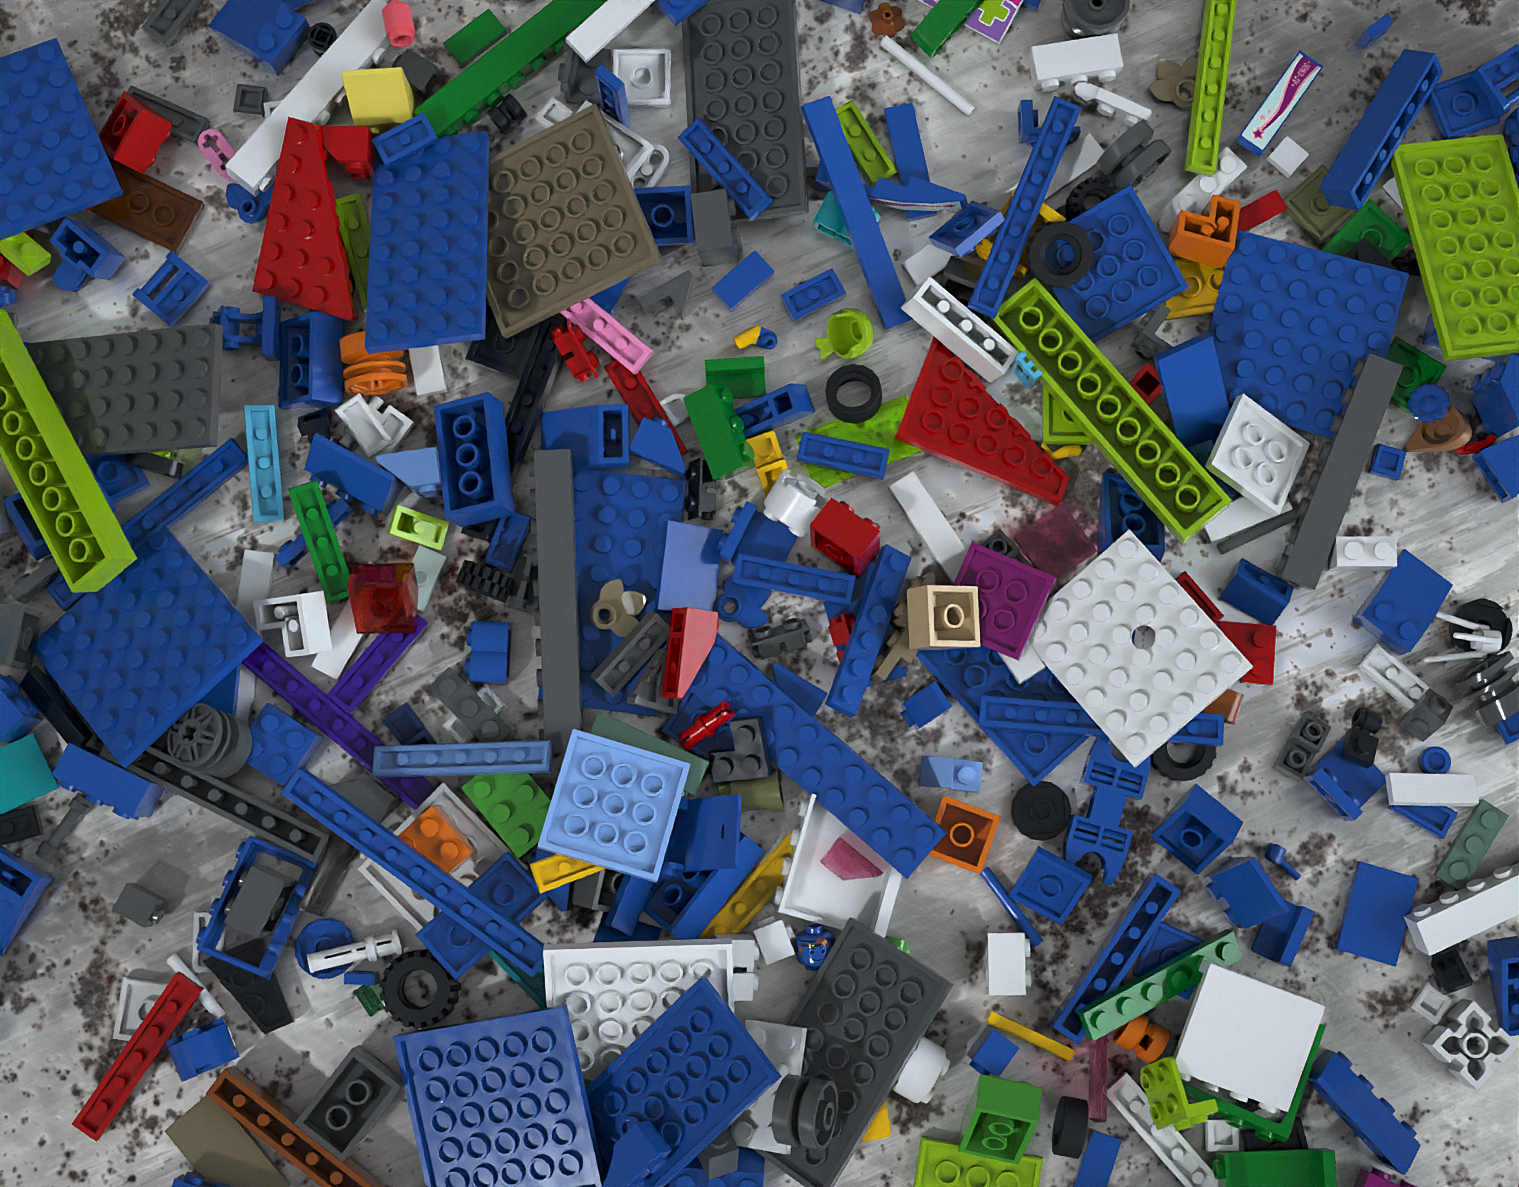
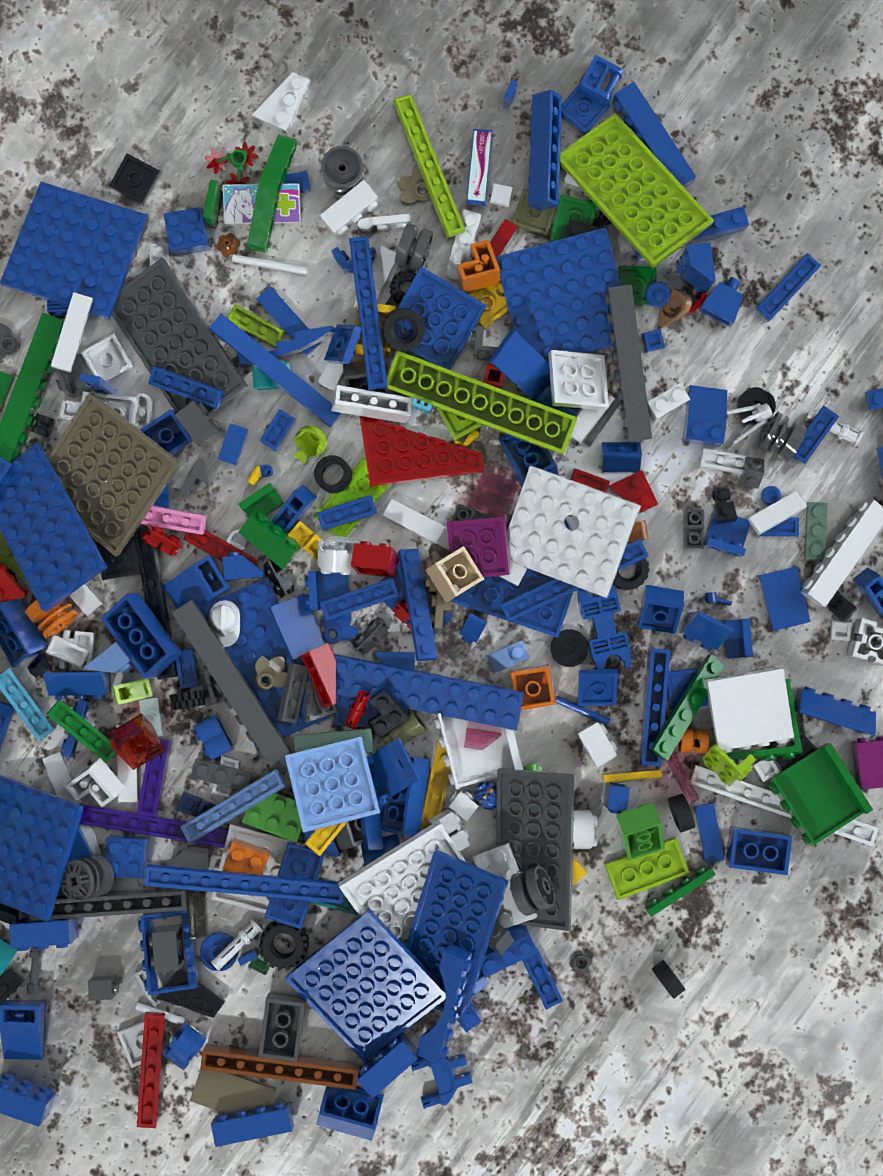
camera: 30 degrees left, 5 degrees up
(596, 507) = (225, 621): none -> white piece

